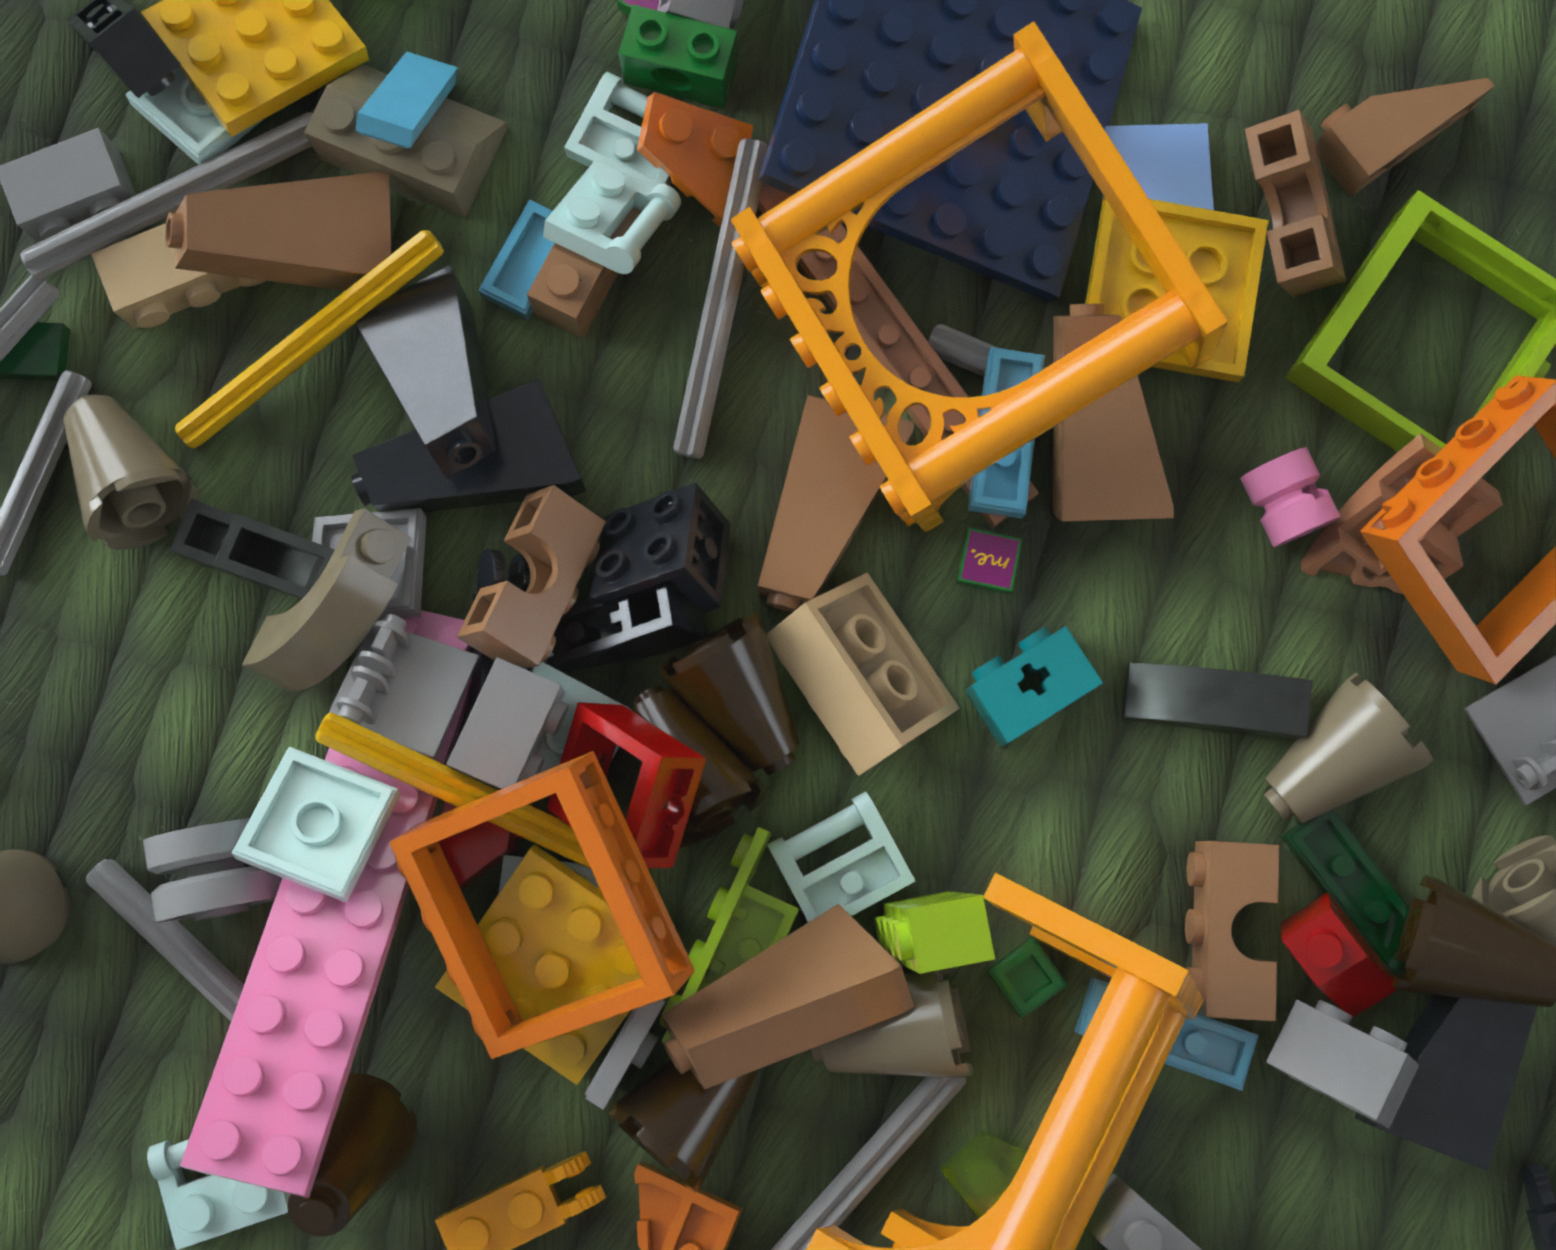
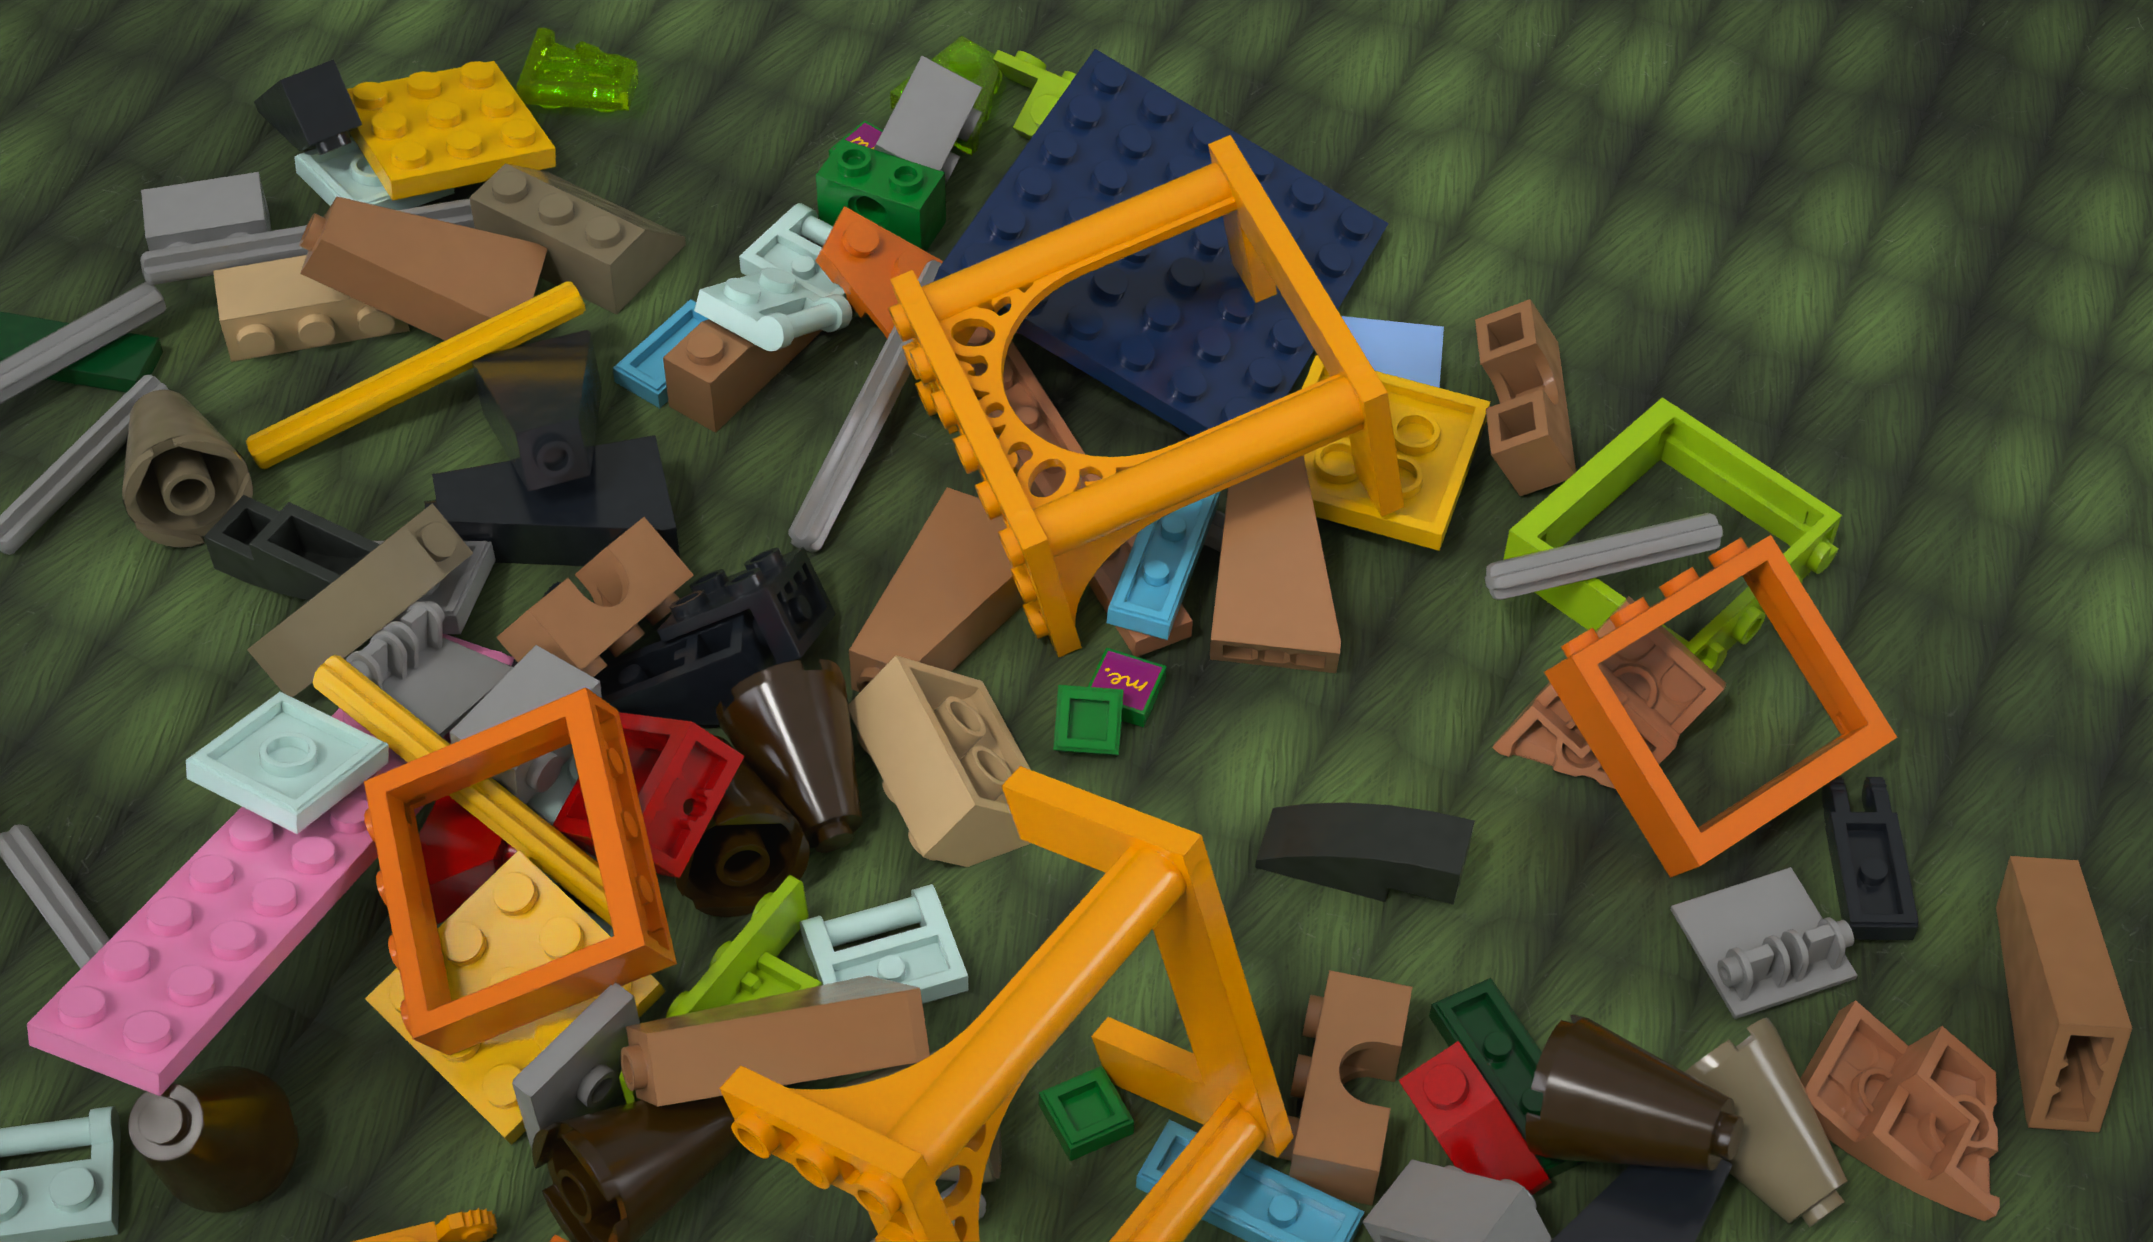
camera: 10 degrees right, 30 degrees down
(215, 879) = (139, 823): light grey wheel -> none
(406, 100) = (584, 184): medium azure tile -> none
(936, 931) = (963, 941): lime brick -> none
(966, 606) = (1088, 720): none -> green tile
(1064, 677) = (1167, 783): teal brick -> none
(1290, 497) = (1482, 662): bright pink wheel -> none
(1348, 752) = (1510, 913): dark tan cone -> none
(1389, 127) = (1652, 353): medium nougat slope -> none
(1390, 385) = (1603, 556): none -> light grey axle

